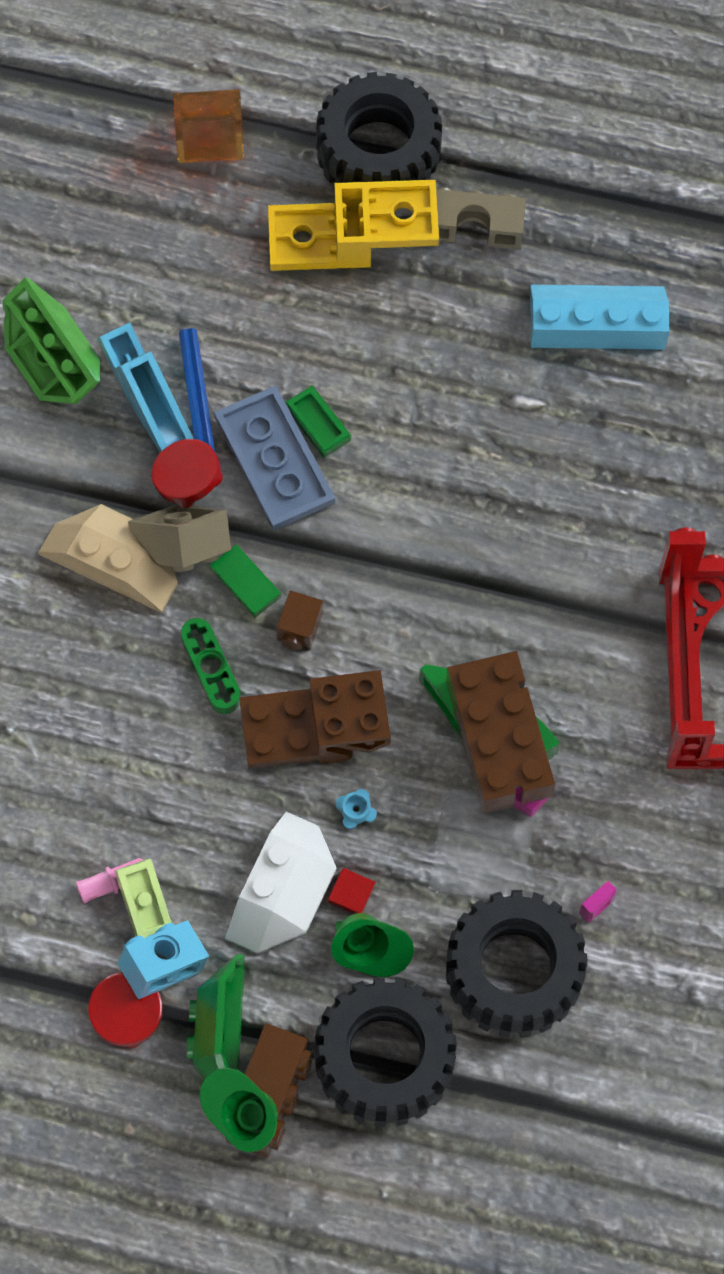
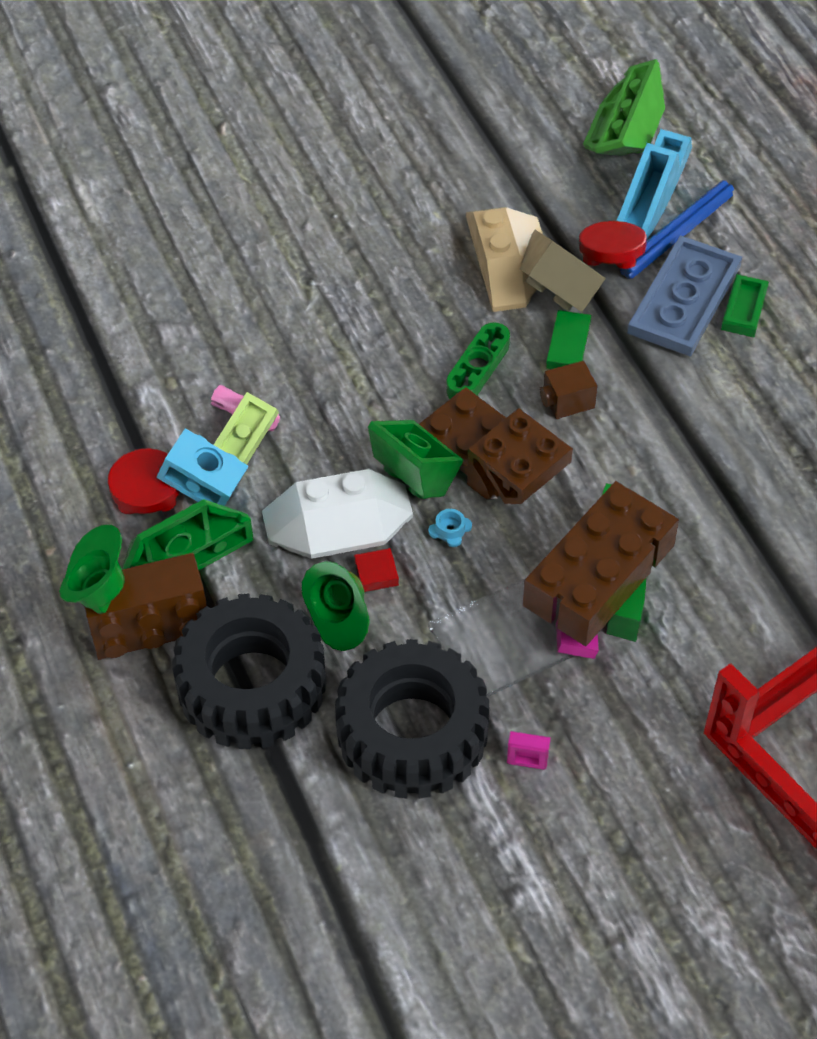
camera: 55 degrees right, 15 degrees down
(281, 786) = (414, 456): none -> green slope

